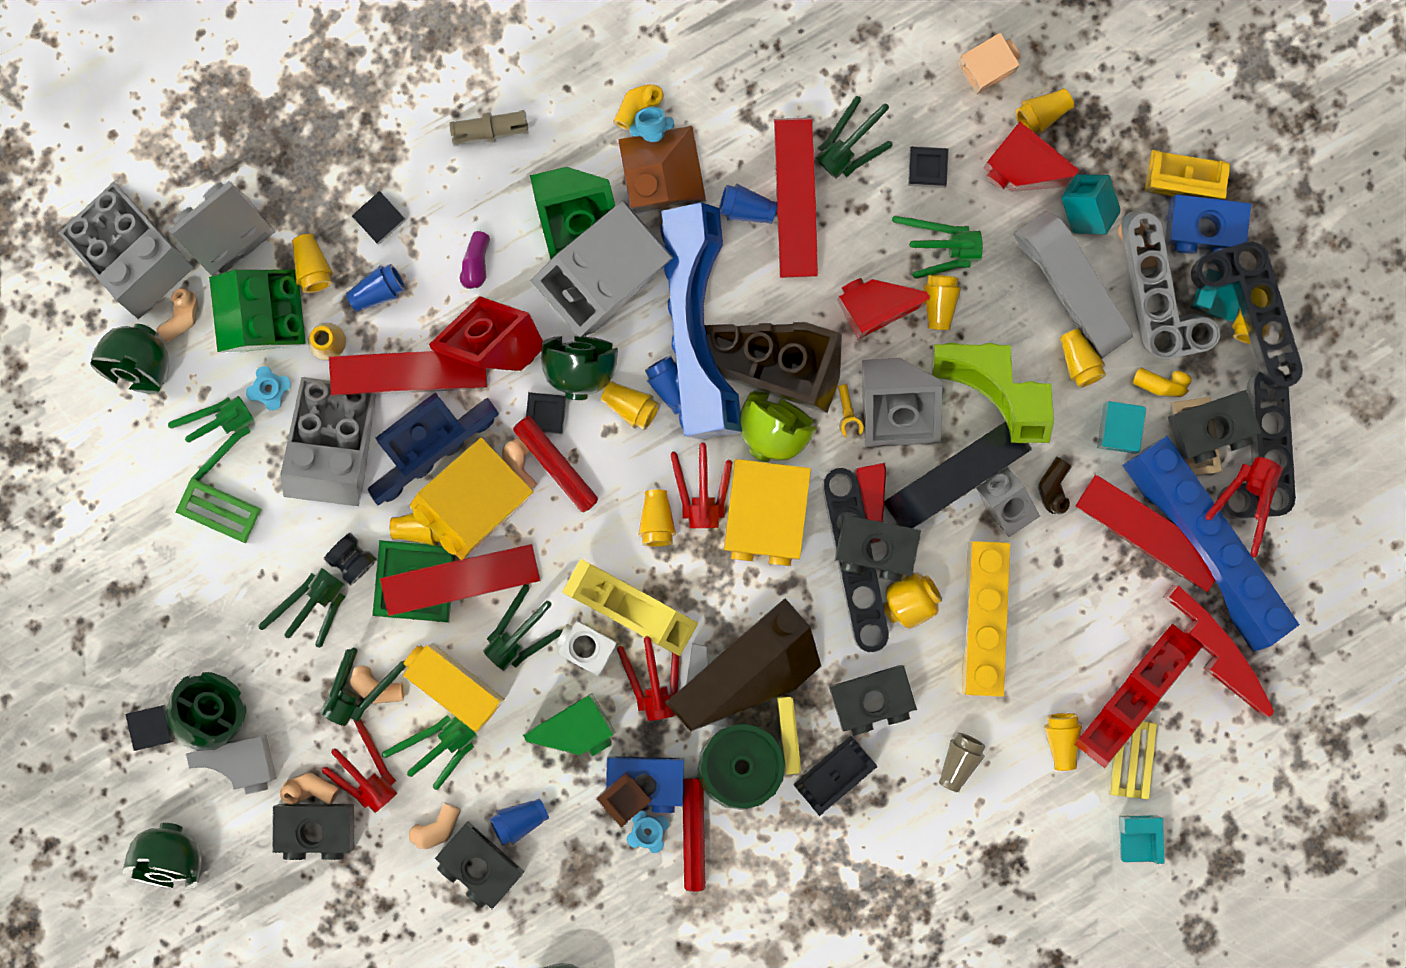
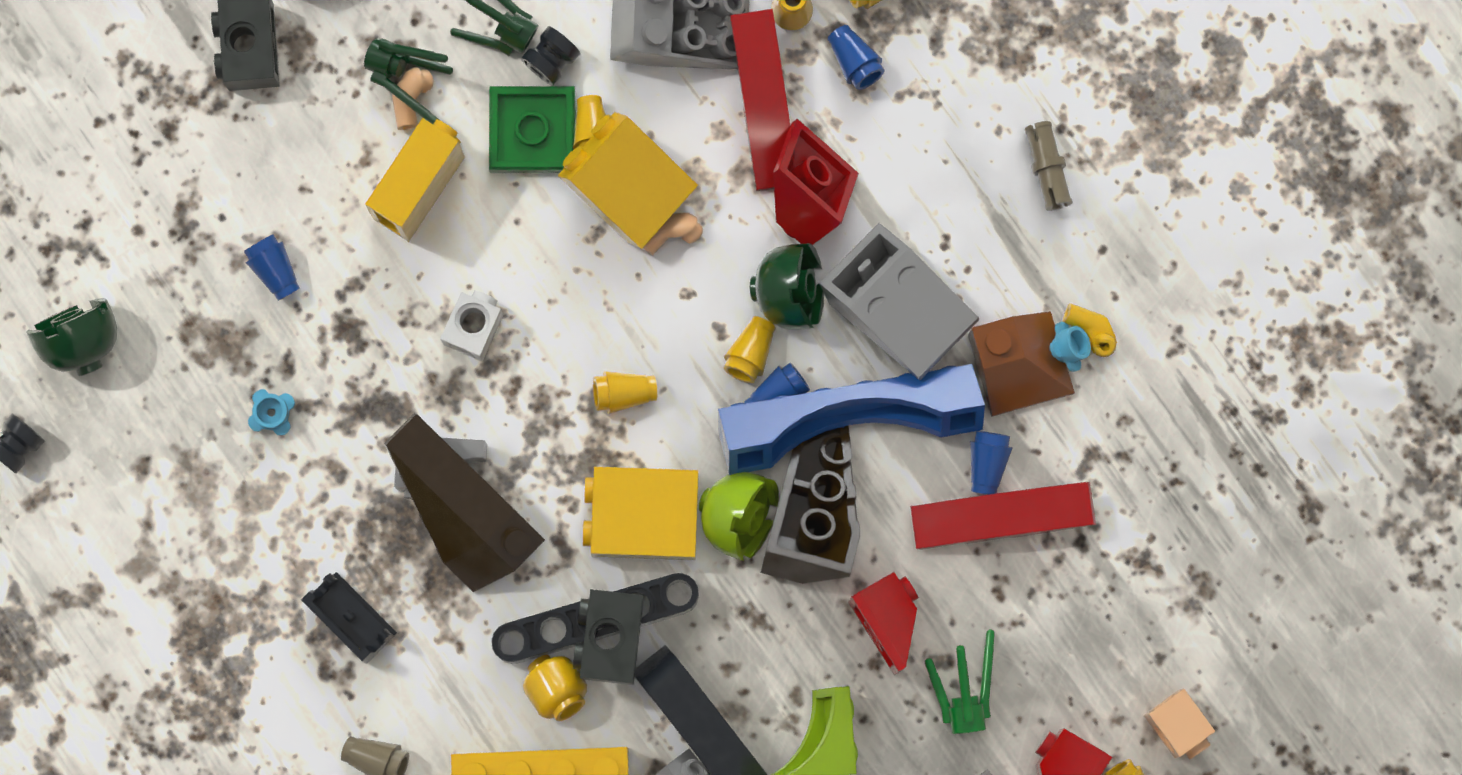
camera: 85 degrees right, 5 degrees down
(306, 786) = (294, 31): light nougat arm -> none
(374, 790) = (295, 106): red plant -> none
(378, 218) = (935, 54): black tile -> none
(423, 439) = (691, 124): dark blue bracket -> none
(437, 832) = (253, 178): light nougat arm -> none
(454, 736) = (359, 184): green plant -> none
(460, 579) = (537, 178): red slope -> none
(470, 844) = (217, 252): pearl dark grey brick -> none
(473, 263) = (895, 162): magenta arm -> none
(505, 648) = (464, 235): dark green plant -> none
(547, 411) = (733, 257): black tile -> none
(555, 464) = (676, 272): red axle -> none
(569, 204) = (970, 259): green slope -> none
(575, 729) = (378, 318): green slope -> none
(623, 799) = (303, 376): reddish brown panel -> none
(630, 607) = (521, 367): light yellow arch -> none
(654, 702) = (425, 405): red plant -> none
(666, 772) = (337, 426): blue brick -> none
(693, 835) = (271, 464): red axle -> none
(703, 511) = (637, 442): red plant -> none
(718, 770) = (357, 482): dark green wheel -> none
(789, 734) = (391, 560): light yellow tile -> none
(836, 157) = (1055, 559): dark green plant -> none
(848, 412) = (765, 597): yellow hand -> none
(849, 698) = (458, 670): pearl dark grey brick -> none
(872, 491) = (679, 629): red slope -> none
(900, 403) = (778, 653): light grey slope -> none
(928, 167) = (1054, 665): black tile -> none
(944, 297) = (901, 692): yellow cone -> none

